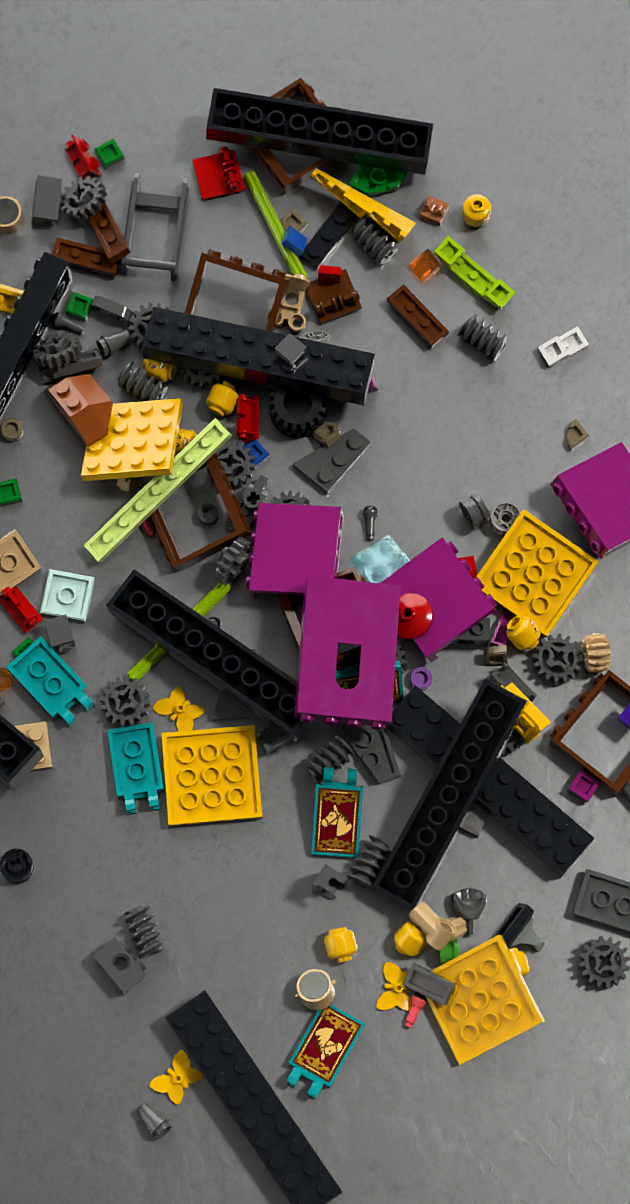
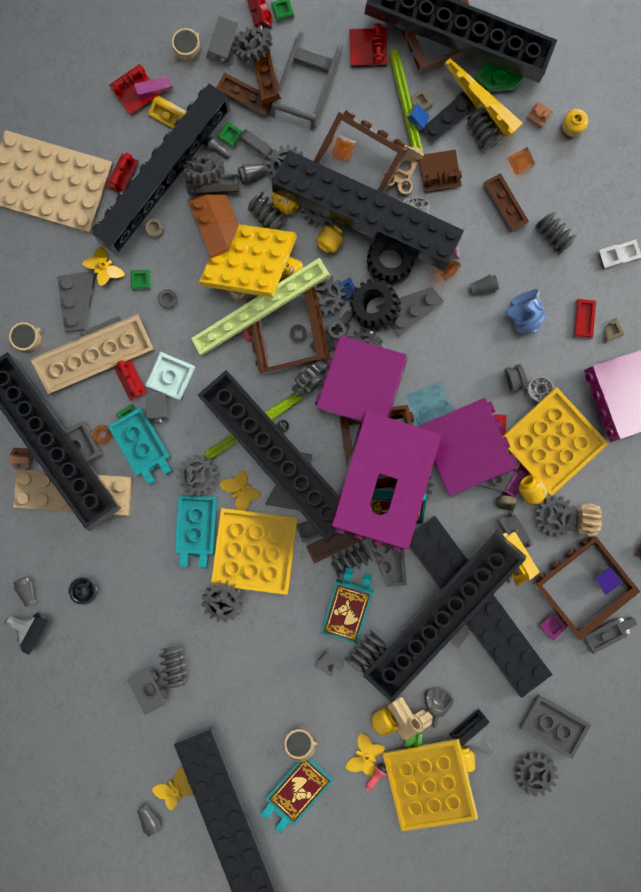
camera: 15 degrees right, 10 degrees up
(45, 507) = (167, 299): none -> dark grey tile
(186, 850) = (230, 603): none -> dark grey gear
(215, 293) = (343, 147): none -> clear orange slope
(249, 422) = (346, 266): red hinge -> none
(280, 449) = (365, 294): none -> black tyre
(290, 349) = (394, 212): dark grey tile -> none
(309, 742) = (322, 549): none -> reddish brown plate
(327, 434) = (409, 287): dark tan tile -> none
(329, 273) = (441, 151): red tile -> none
(340, 944) = (327, 712): yellow head -> none
(370, 513) = (429, 360): dark grey piece -> none
(372, 402) = (452, 268): none -> clear orange slope
(415, 413) = (485, 285): none -> dark grey cone
(420, 619) = (453, 458): red dish -> none
(421, 678) = (440, 507): medium lavender tile -> none
(429, 984) = (392, 762): flat silver tile -> none
(470, 433) = (527, 312): none -> medium blue helmet
(472, 274) = (559, 177): lime slope -> none
(539, 428) = (584, 318): none -> red tile

